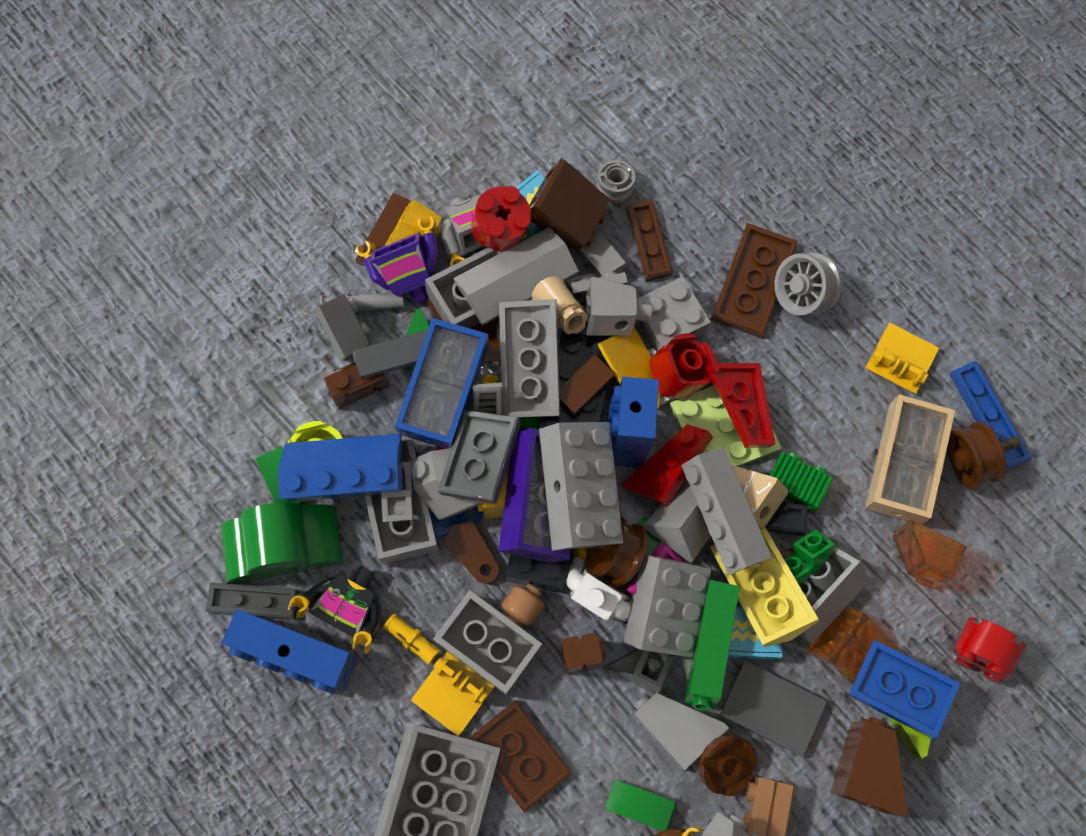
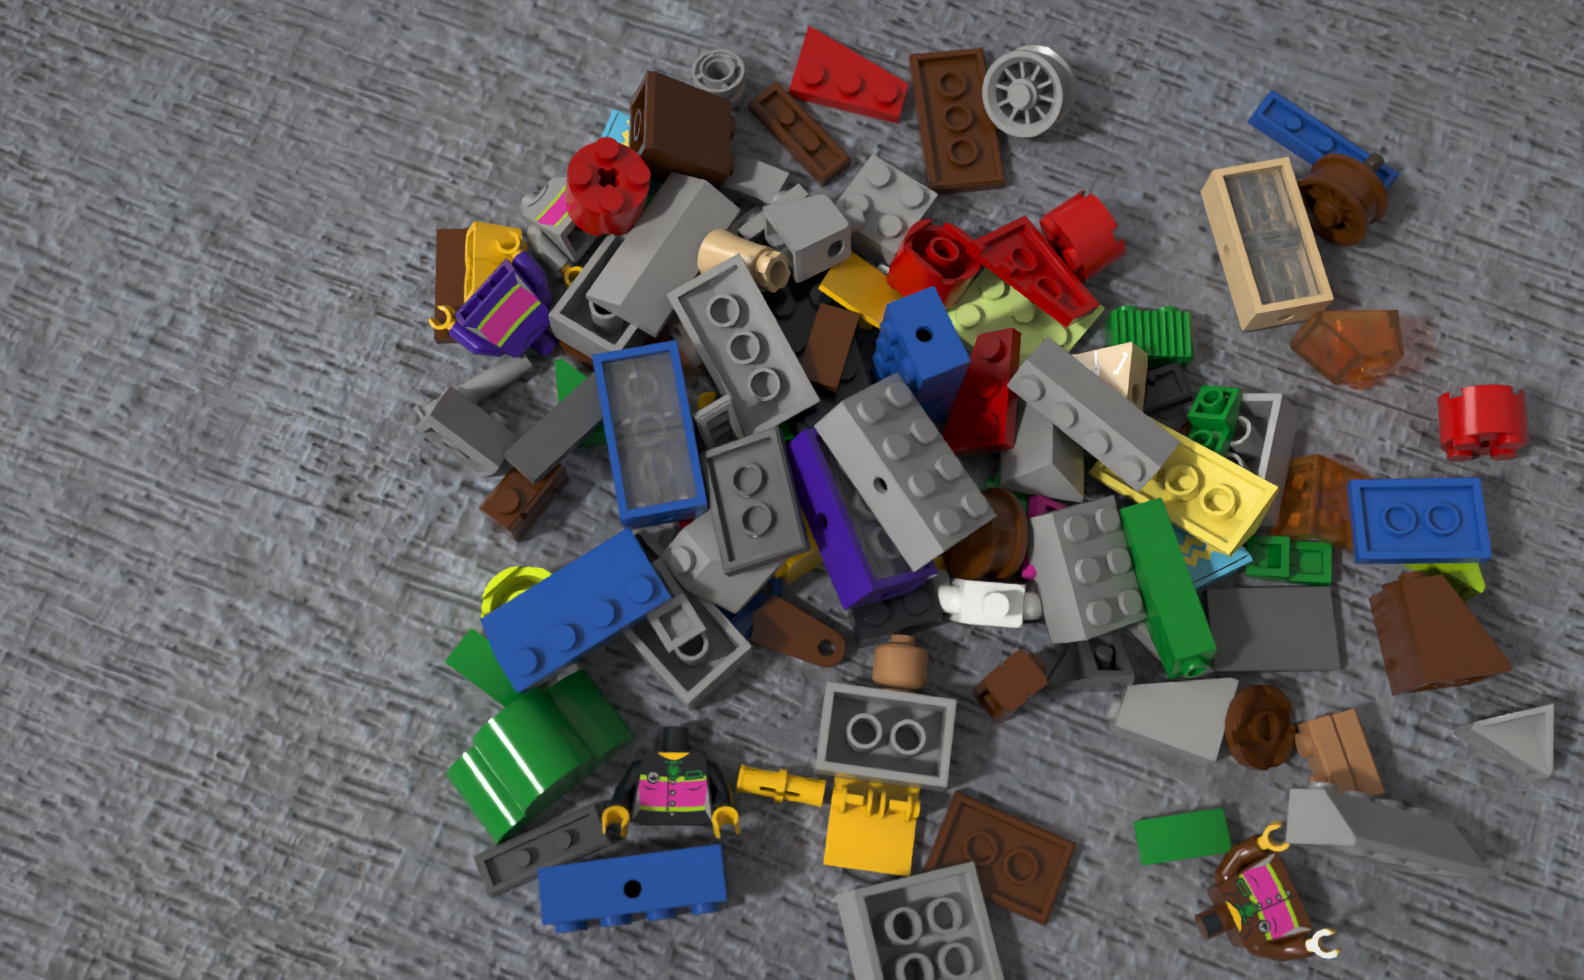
camera: 30 degrees left, 0 degrees up
(697, 220) = (845, 80): none -> red wing
(789, 394) = (1083, 235): none -> red brick
(809, 670) = (1289, 561): none -> green slope
(902, 358) = (1185, 129): yellow hinge -> none

